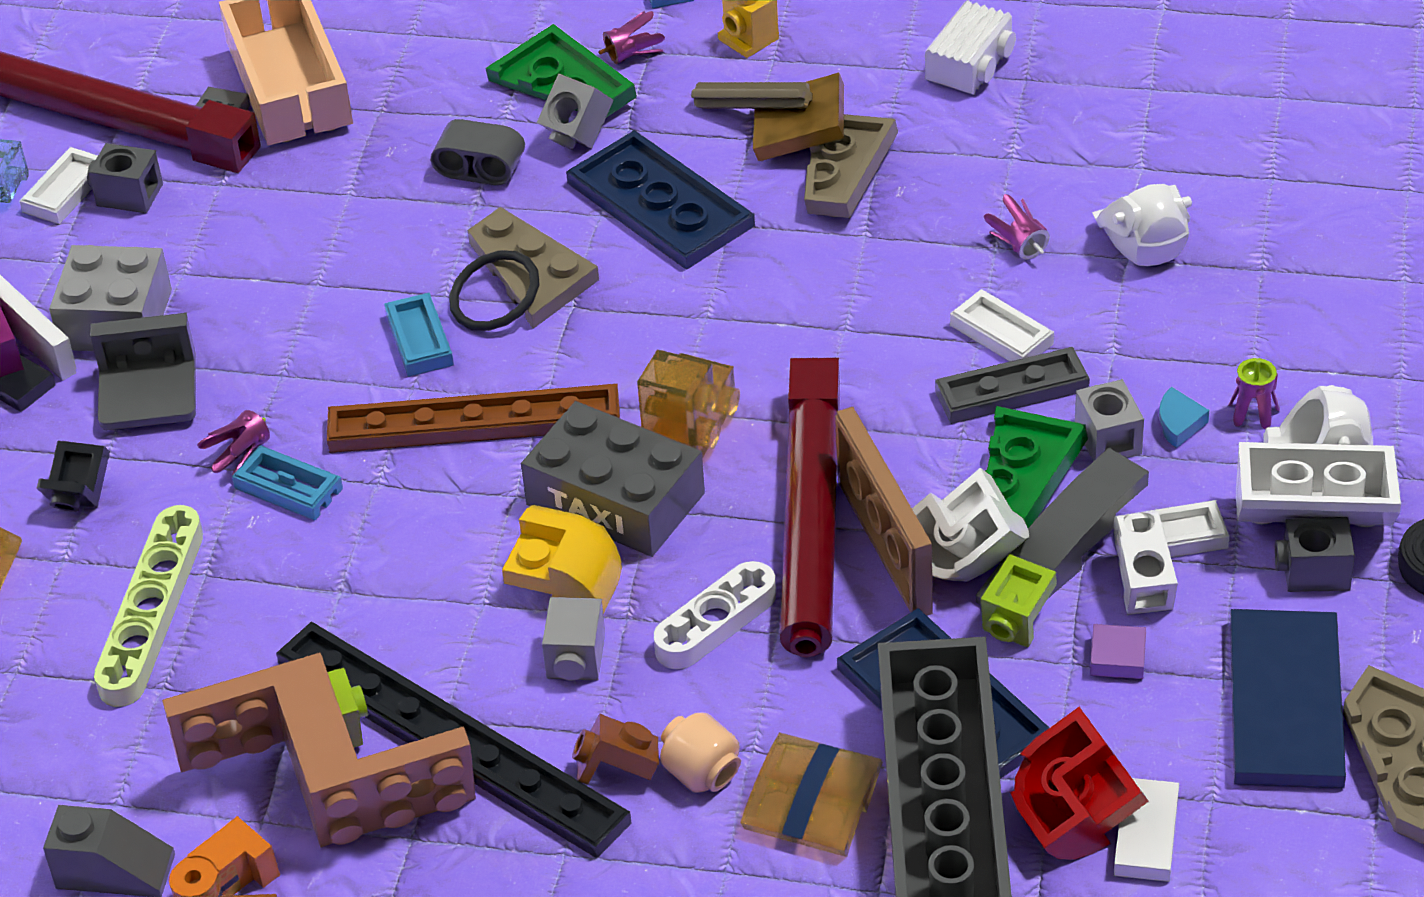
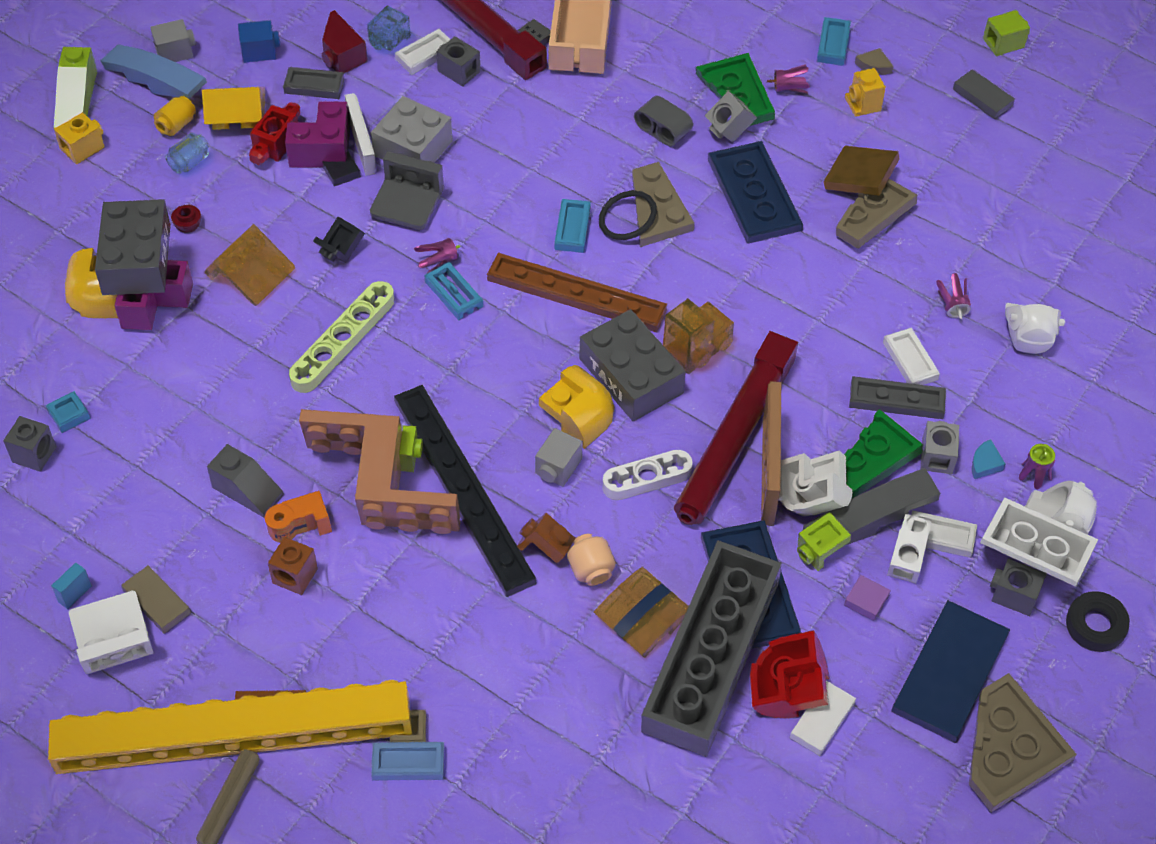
camera: 20 degrees right, 10 degrees up
(752, 95) = (840, 145): dark tan axle -> none
(970, 47) = (989, 162): white brick -> none

